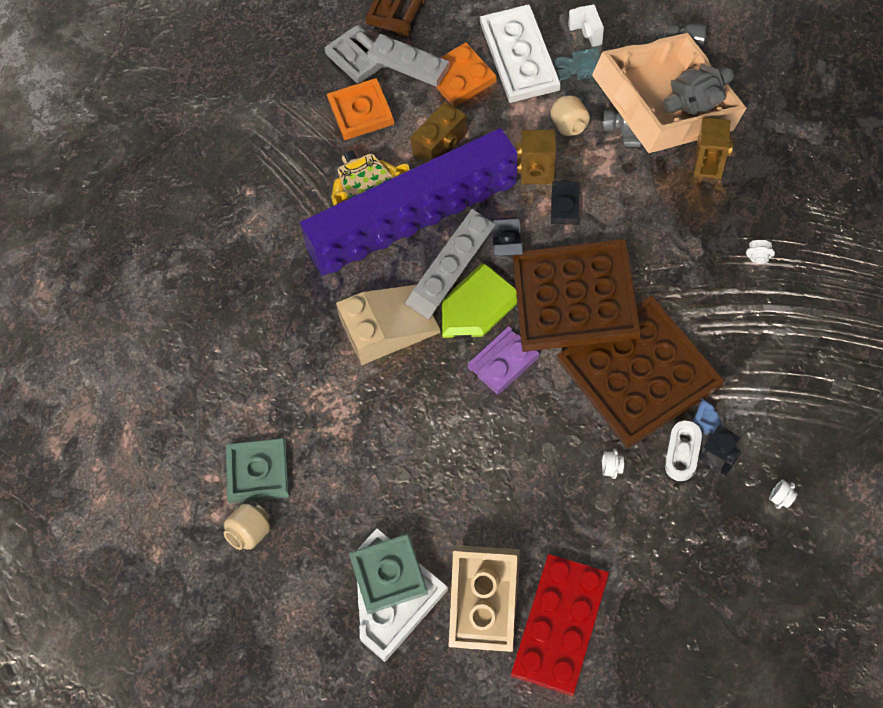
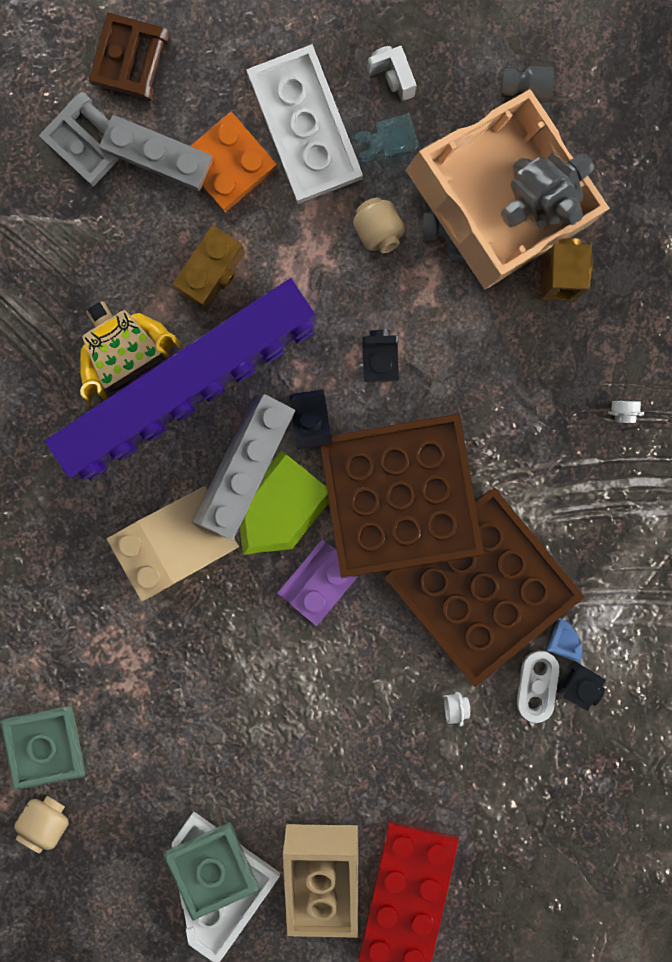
camera: 10 degrees left, 25 degrees up
(360, 109) = (100, 230): orange plate -> none
(536, 156) = (340, 301): pearl gold brick -> none
(783, 494) = (651, 730): white plate -> none

